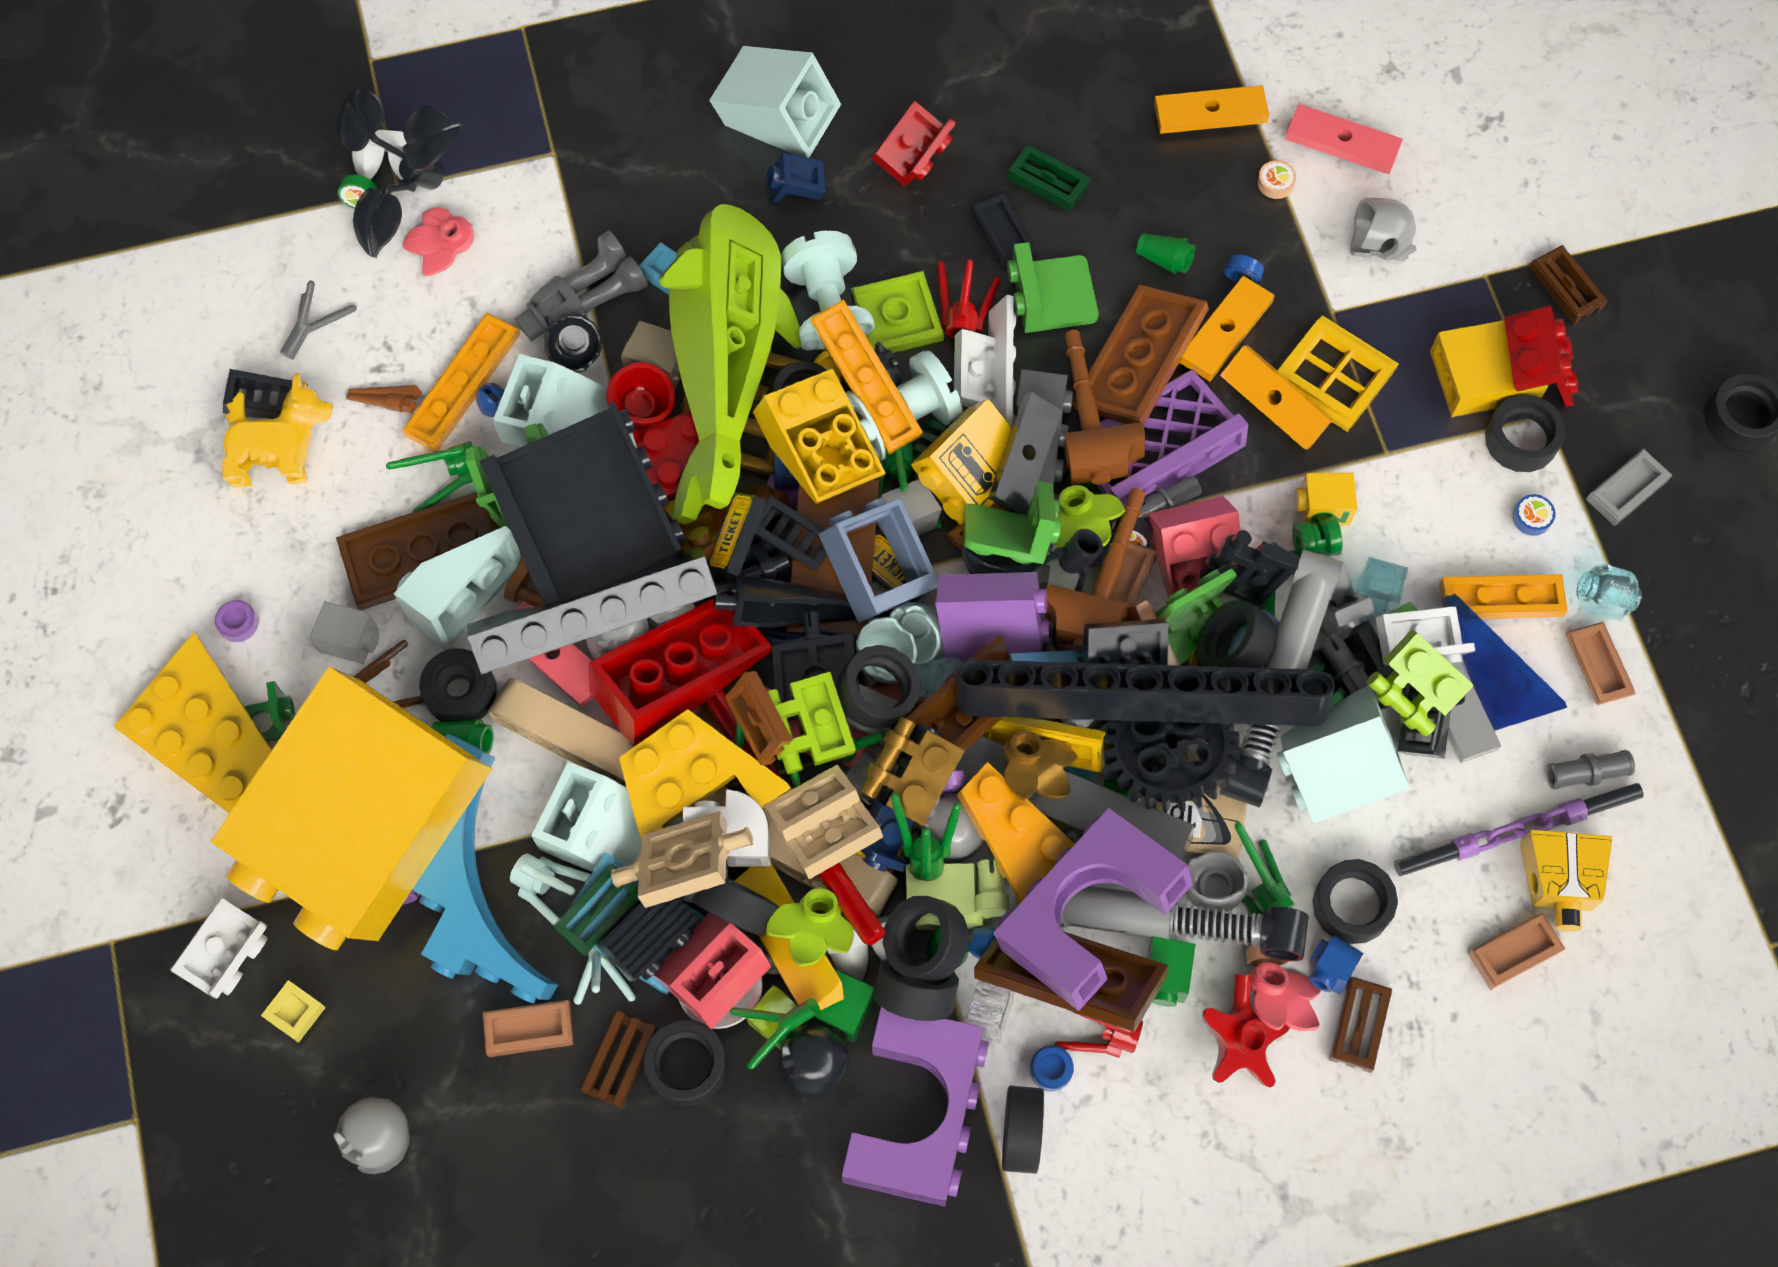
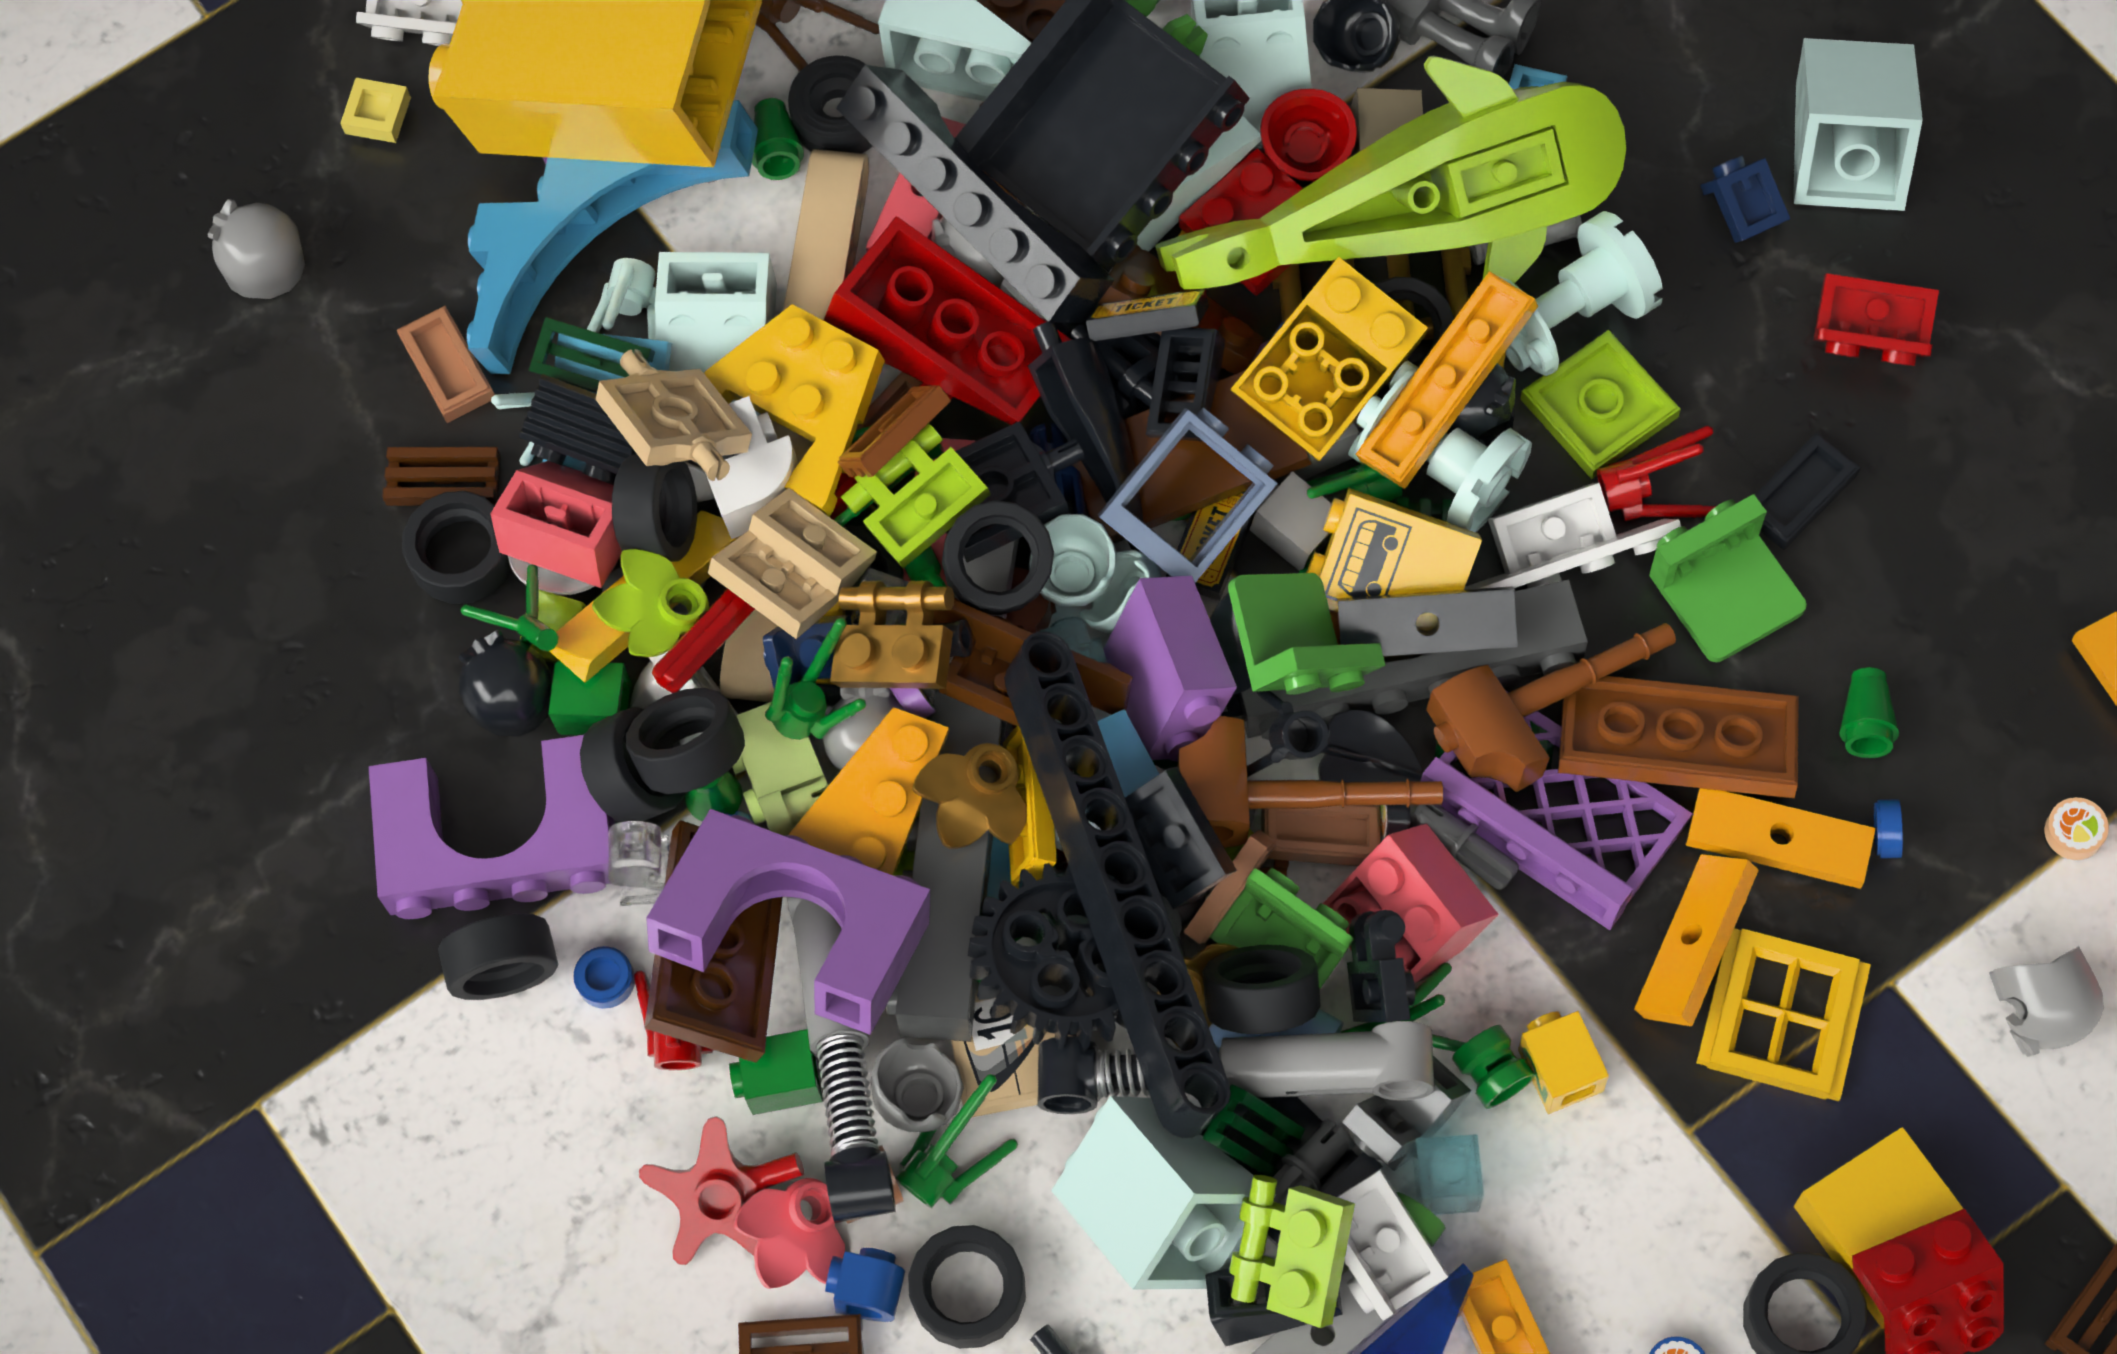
camera: 75 degrees right, 0 degrees up
(1045, 183) = (1912, 560): dark green tile -> none
(1084, 510) = (1372, 735): lime plate -> none

